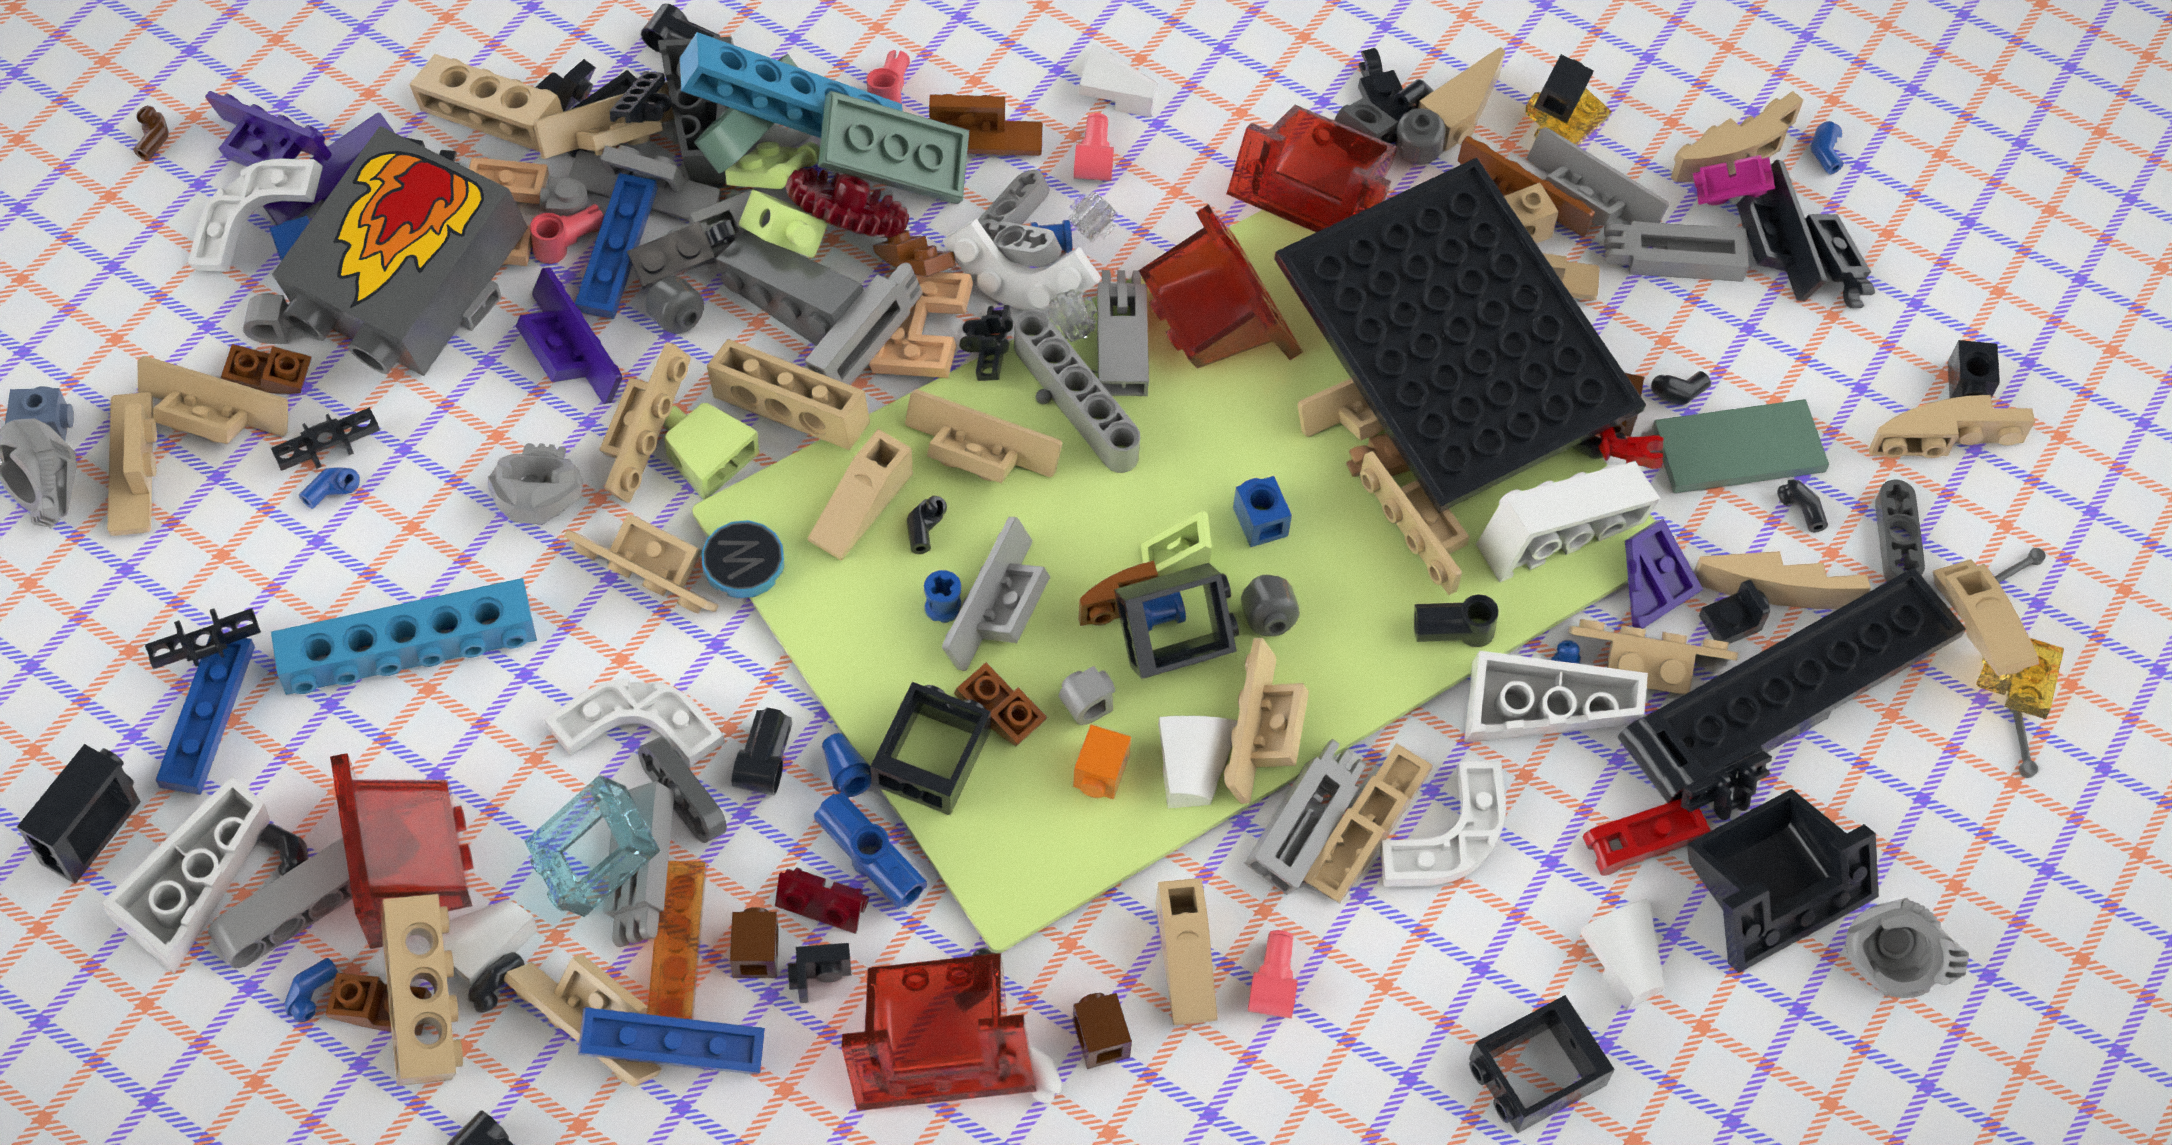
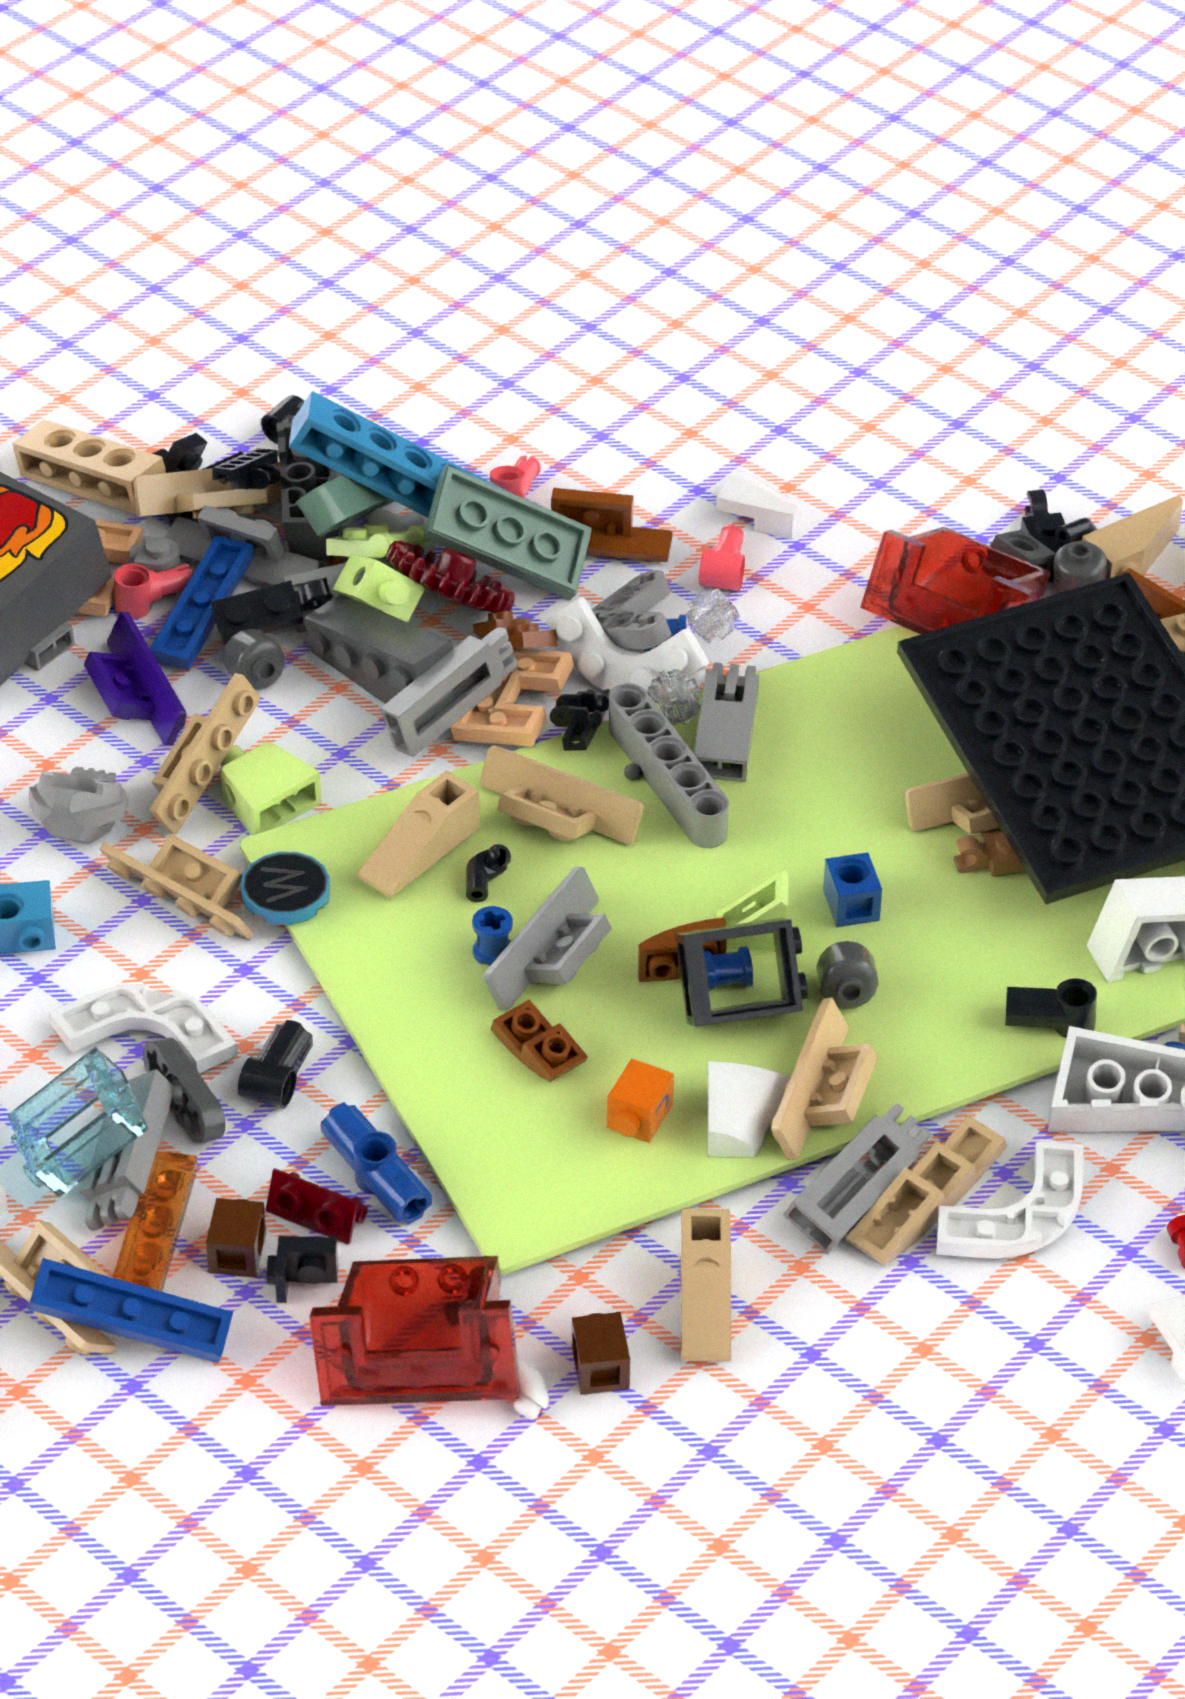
camera: 10 degrees right, 15 degrees down
(788, 394) = (358, 741): tan brick -> none
(846, 766) = (364, 1086): blue cone -> none
(918, 783) = (439, 1102): black window -> none
(1087, 695) = (635, 1037): light grey plate -> none
(1214, 297) = (830, 691): clear red windscreen -> none
(1273, 985) = (799, 1331): coral pin -> none
(1425, 530) = (1027, 919): tan bracket -> none
(1575, 1041) = (1098, 1389): black window -> none

